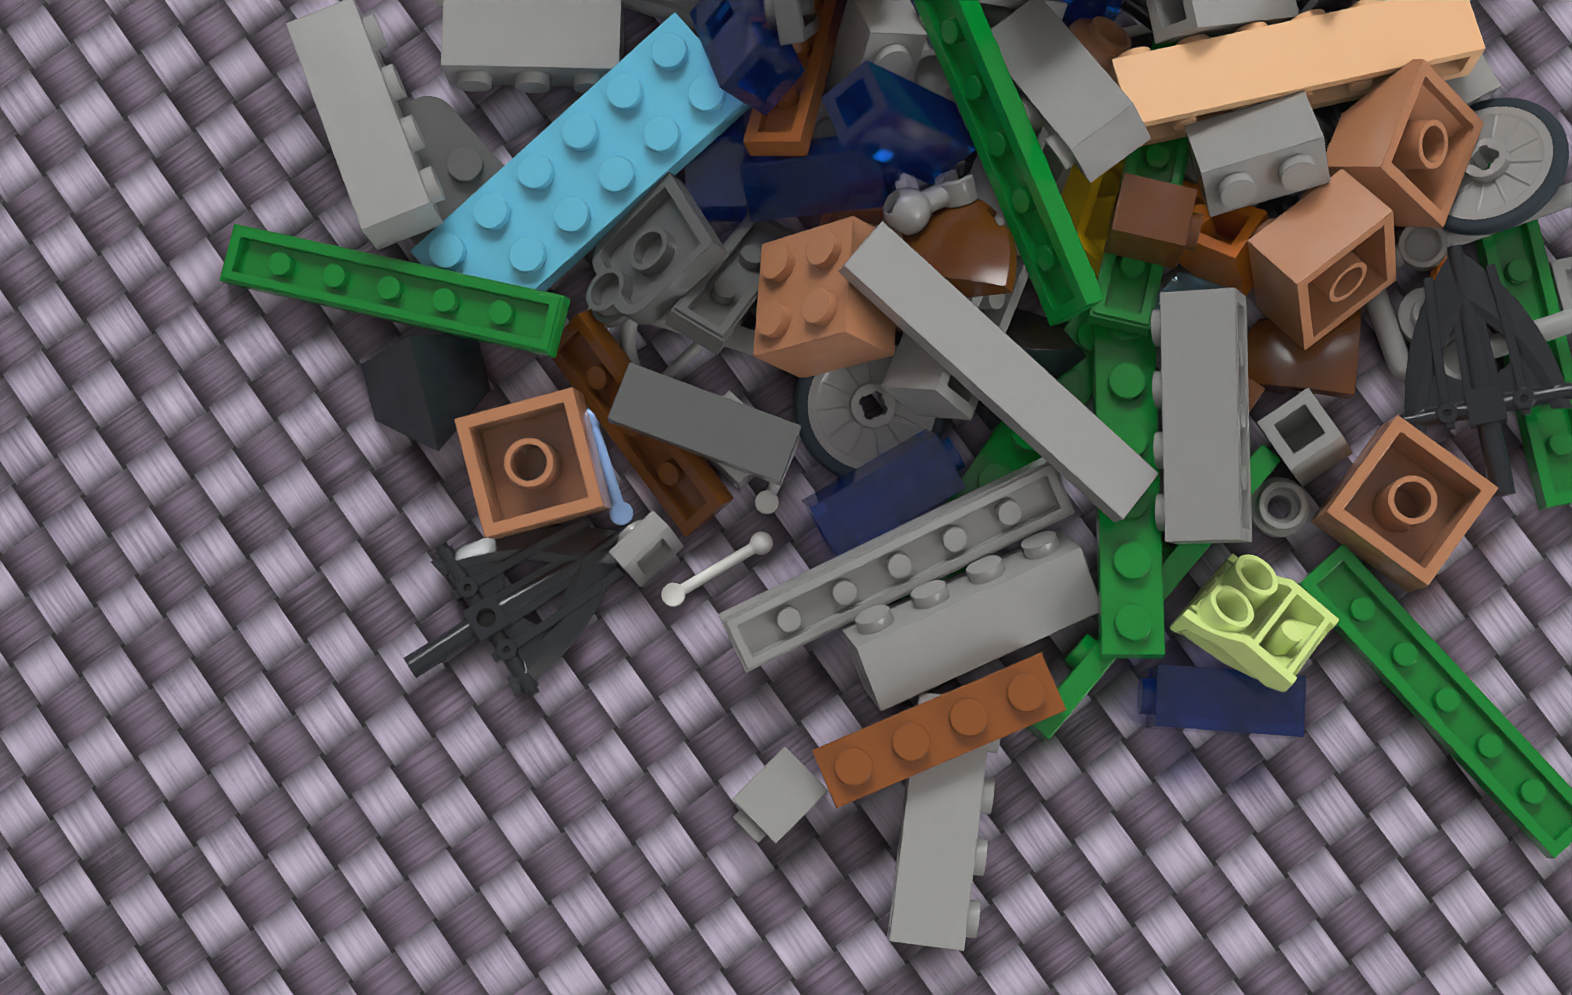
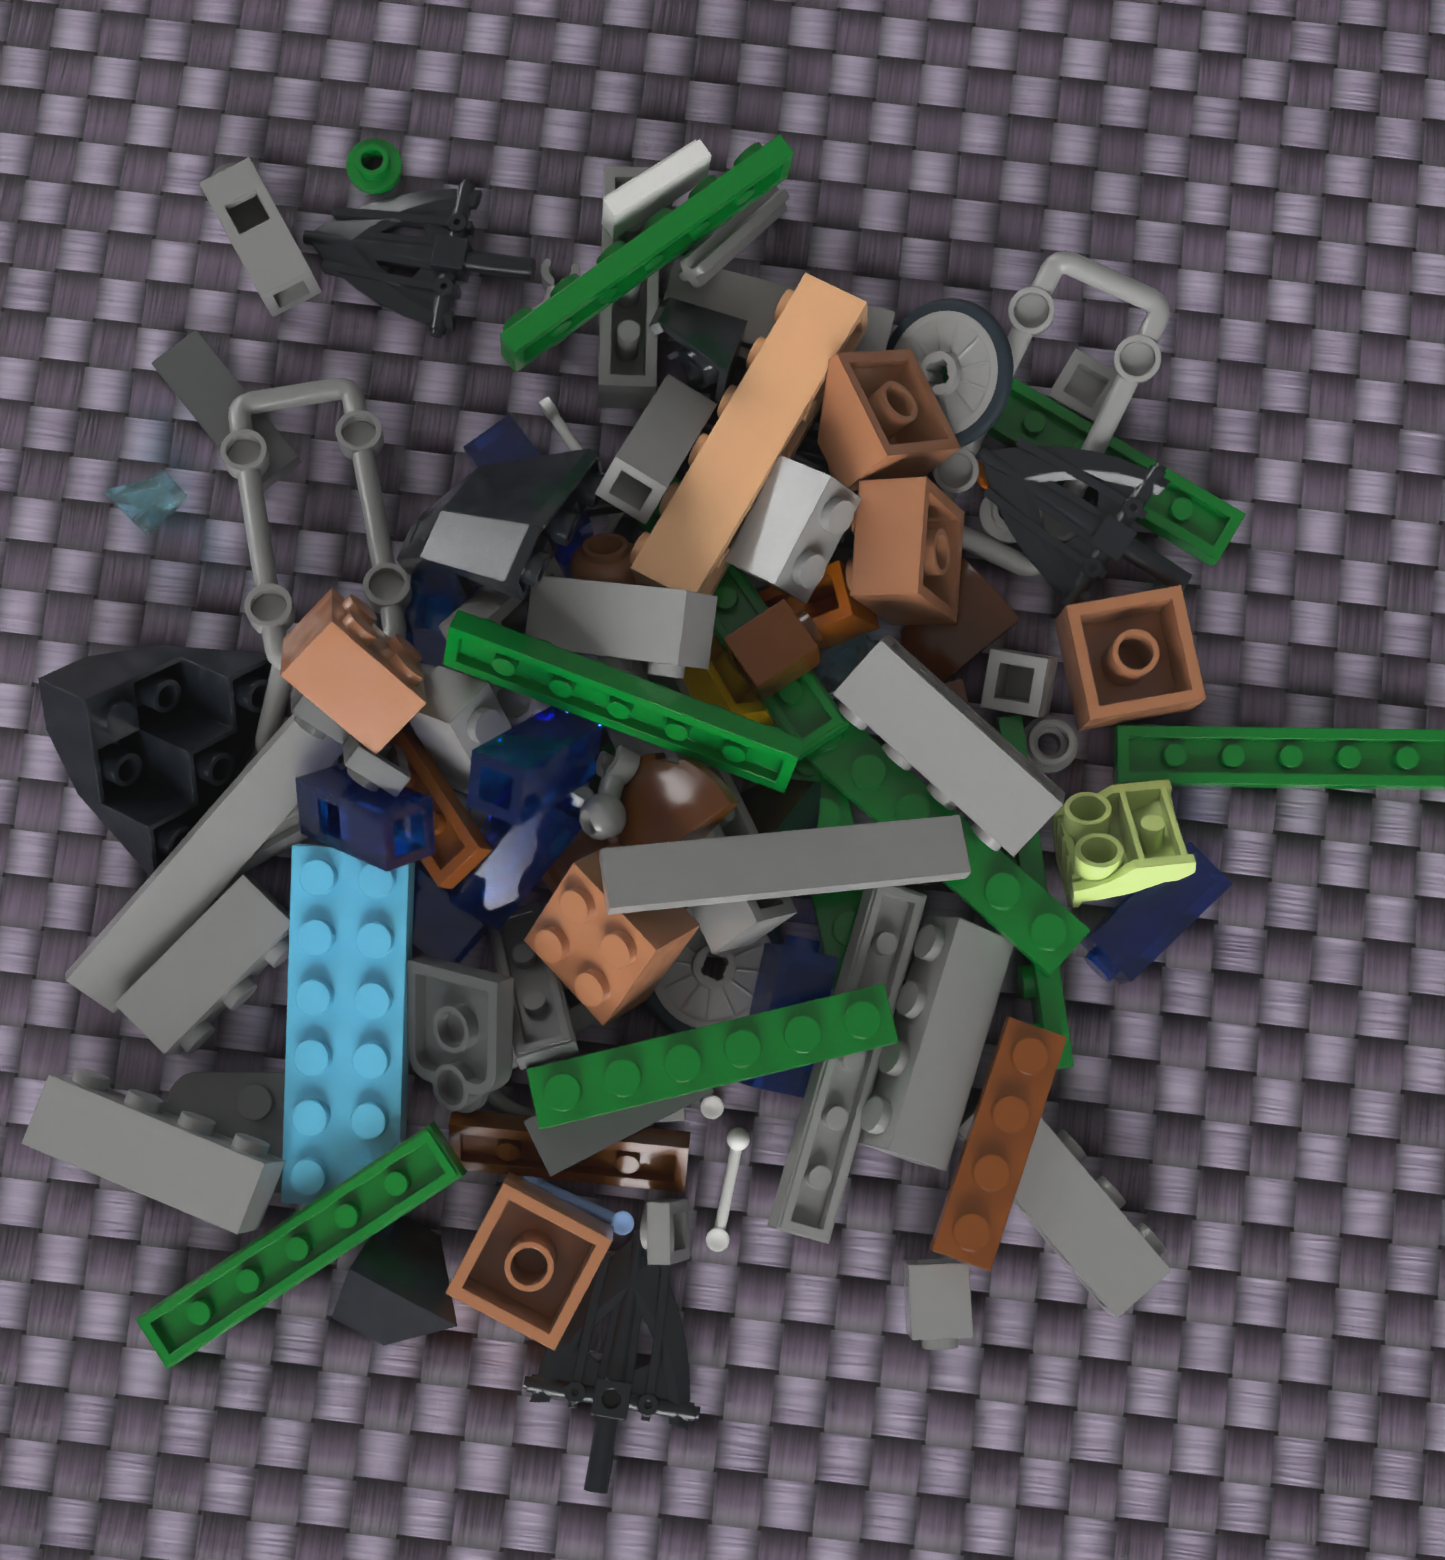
camera: 50 degrees left, 0 degrees up
(806, 455) = (711, 1056): none -> green plate

